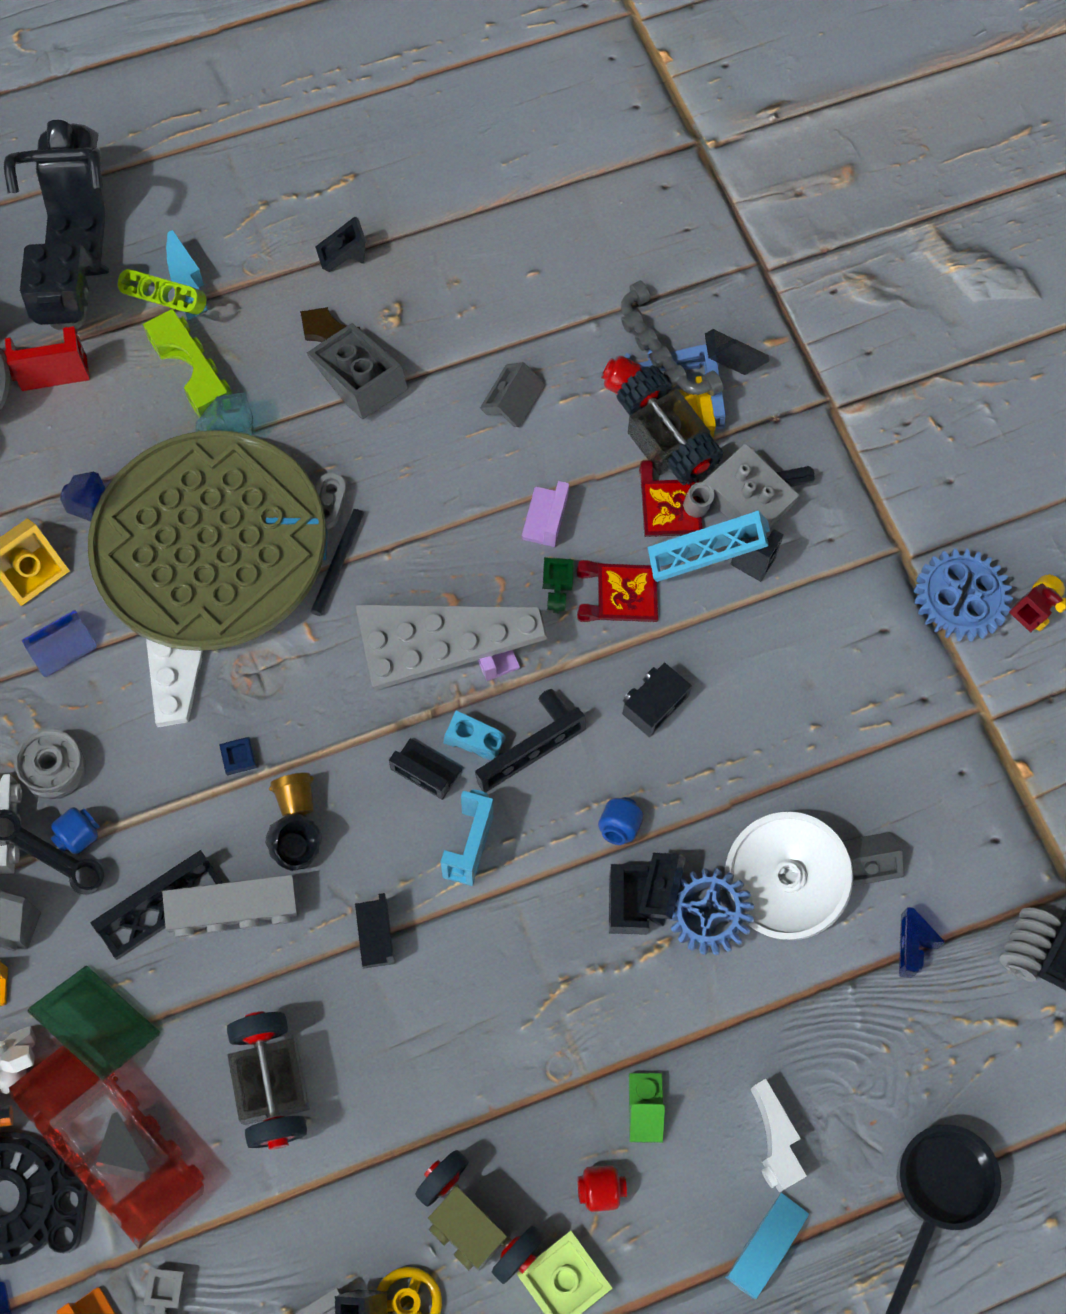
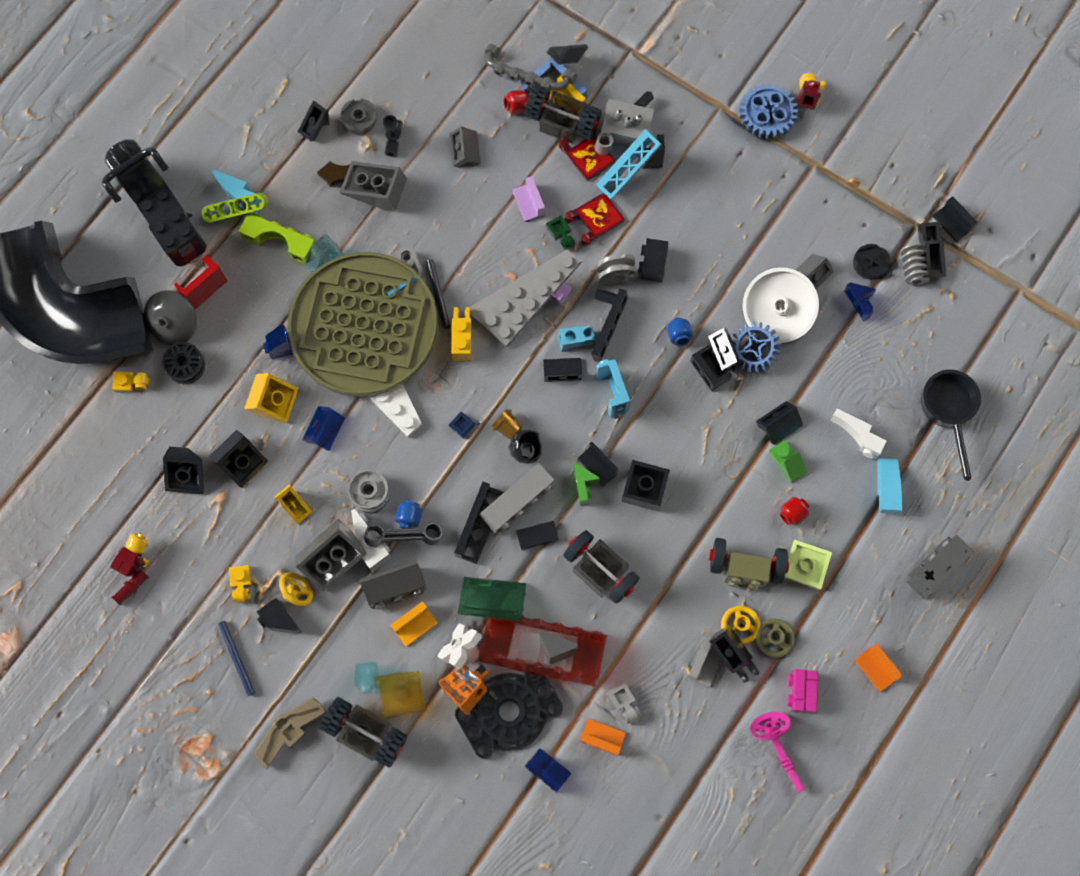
camera: 30 degrees left, 5 degrees up
(223, 974) = (537, 535): none -> black tile
(323, 636) = (461, 336): none -> yellow hinge
(337, 937) = (583, 478): none -> bright green slope
(406, 287) = (362, 125): none -> dark grey plate
(415, 1005) = (645, 485): none -> black brick
(432, 317) = (393, 133): none -> black bar
(592, 679) = (617, 269): none -> light grey wheel
(673, 1043) = (780, 422): none -> black panel
(969, 899) = (871, 261): none -> black tile

